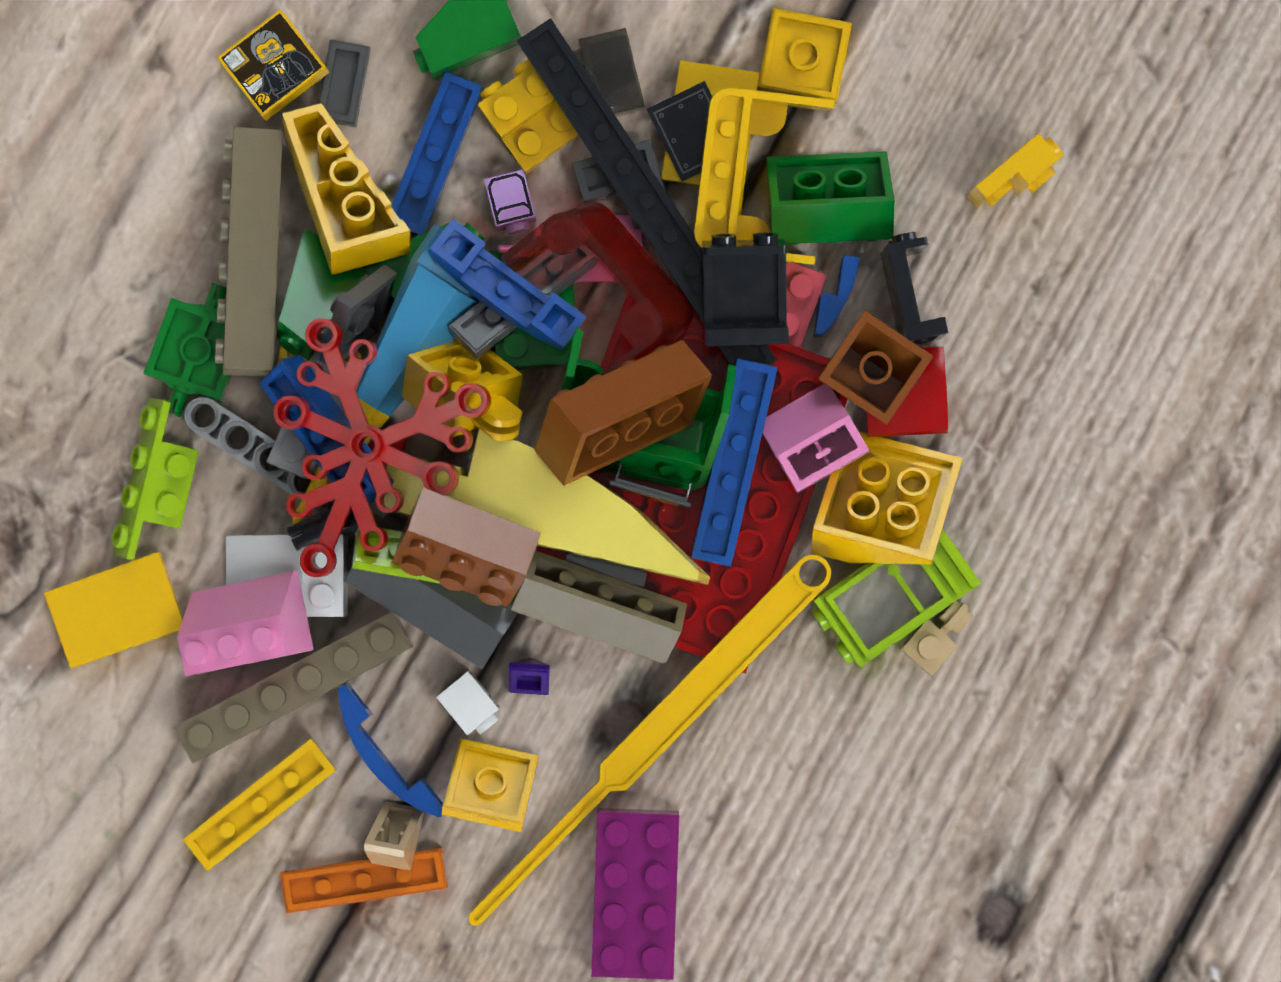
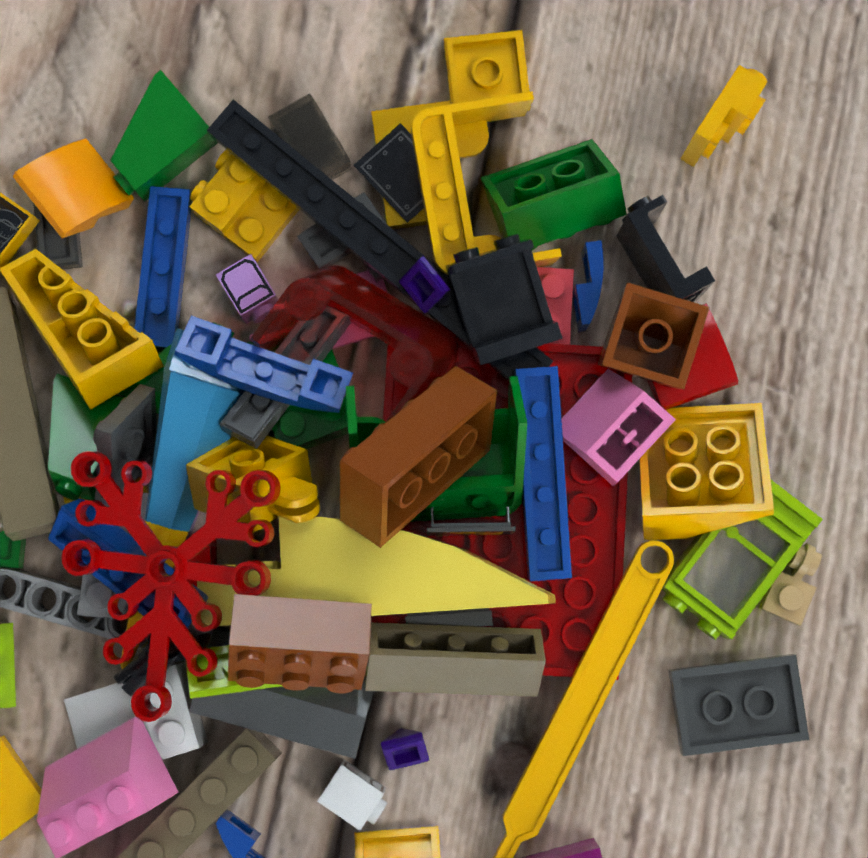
camera: 10 degrees left, 5 degrees down
(371, 50) = (72, 187): none -> light orange slope
(677, 252) = (424, 284): none -> dark purple slope
(849, 730) = (738, 705): none -> dark grey plate

